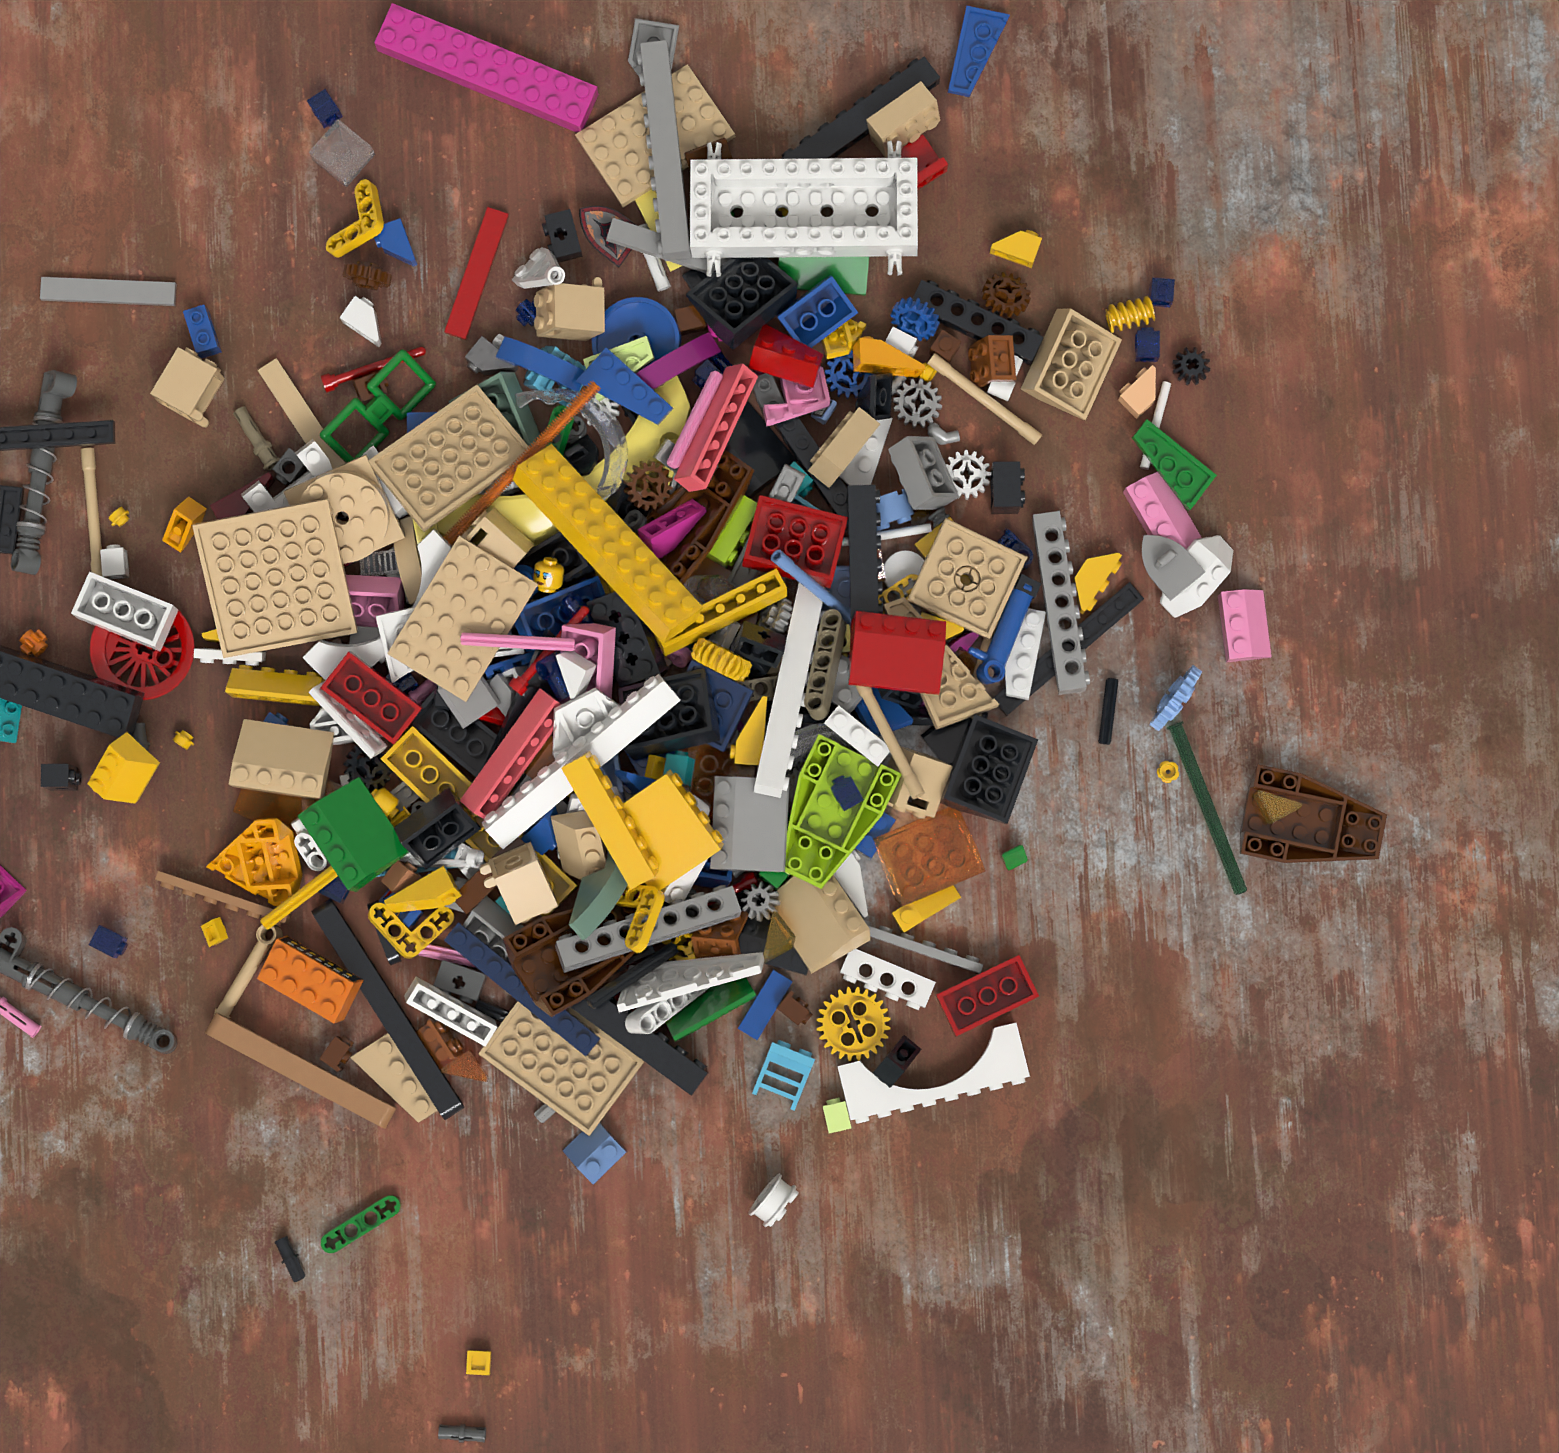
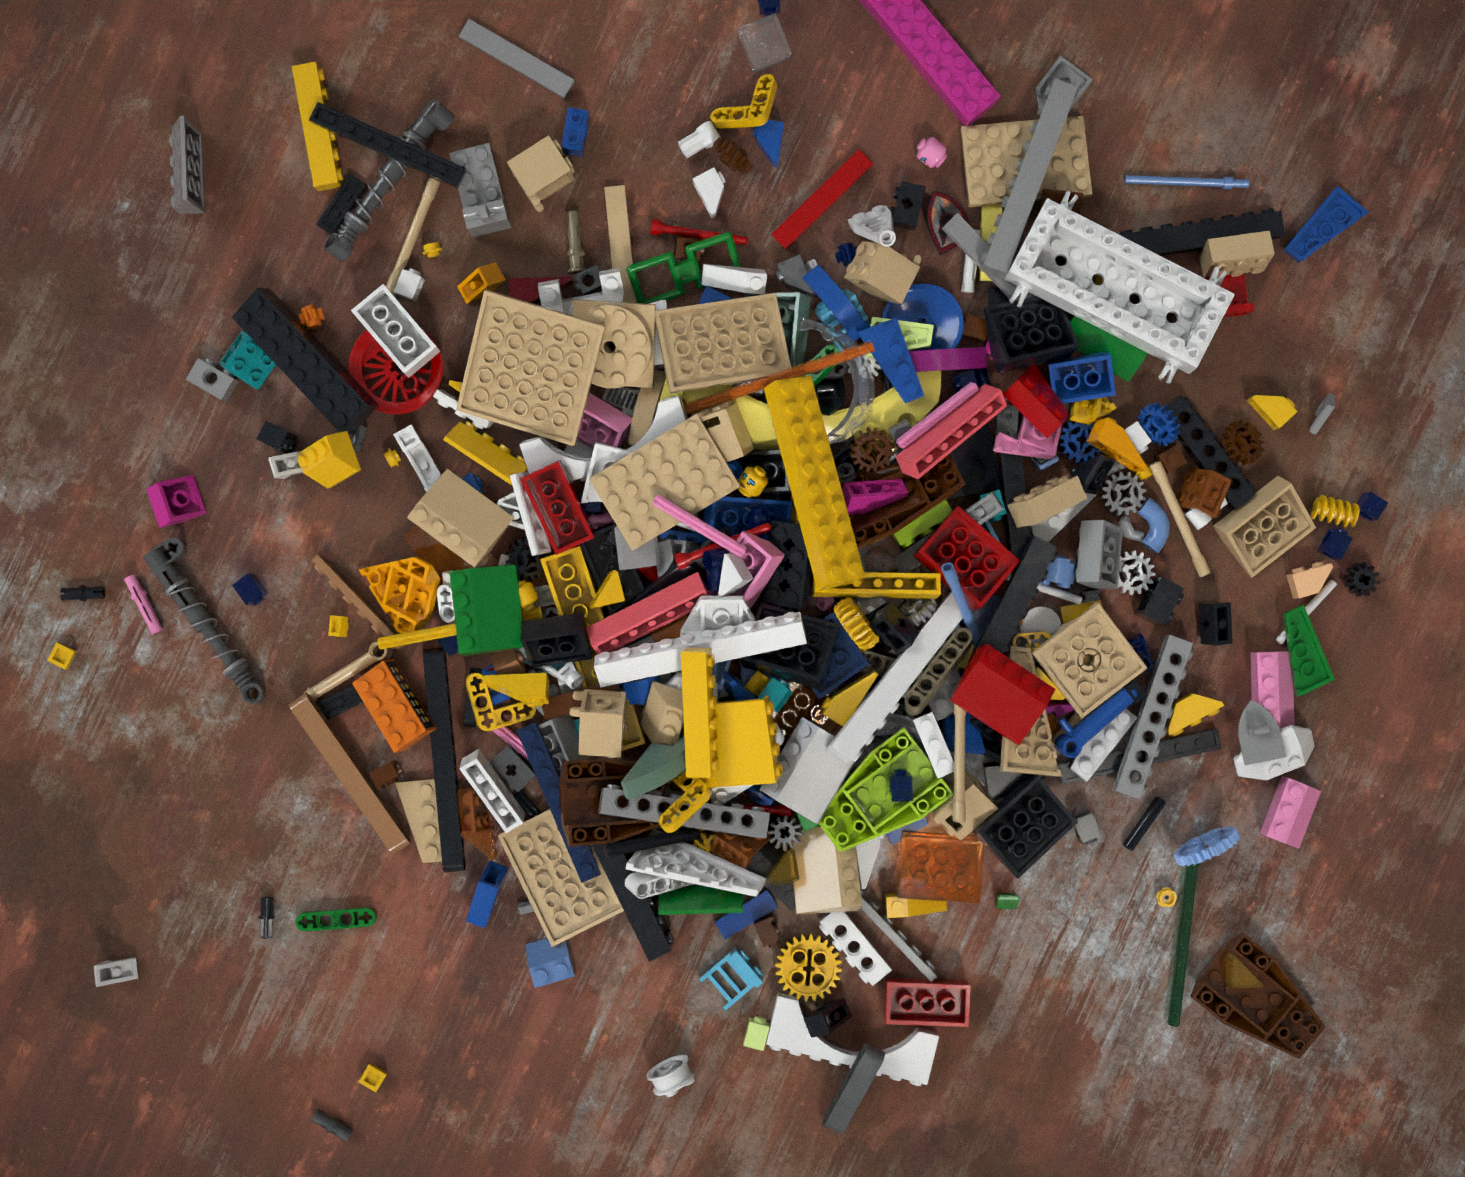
camera: 30 degrees right, 5 degrees up
(82, 800) = (285, 465): none -> white slope
(139, 435) = (481, 191): none -> light grey hinge
(167, 1391) = (115, 971): none -> white slope
(208, 724) = (418, 456): none -> white slope
(255, 1006) = (339, 702): none -> black tile
(329, 273) = (702, 138): none -> white piece
(430, 392) = (734, 278): none -> white slope
(465, 755) = (609, 592): none -> yellow slope
(498, 1119) = (486, 894): none -> blue slope
(559, 174) = (931, 152): none -> bright pink head
(859, 57) = (1225, 183): none -> medium blue bar
(959, 1118) = (853, 1088): none -> dark grey beam
(967, 415) = (1158, 525): none -> medium blue cylinder
(1053, 744) = (1086, 828): none -> brick
(1068, 227) = (1323, 412): none -> light grey tile
(1072, 480) = (1215, 623): none -> black brick

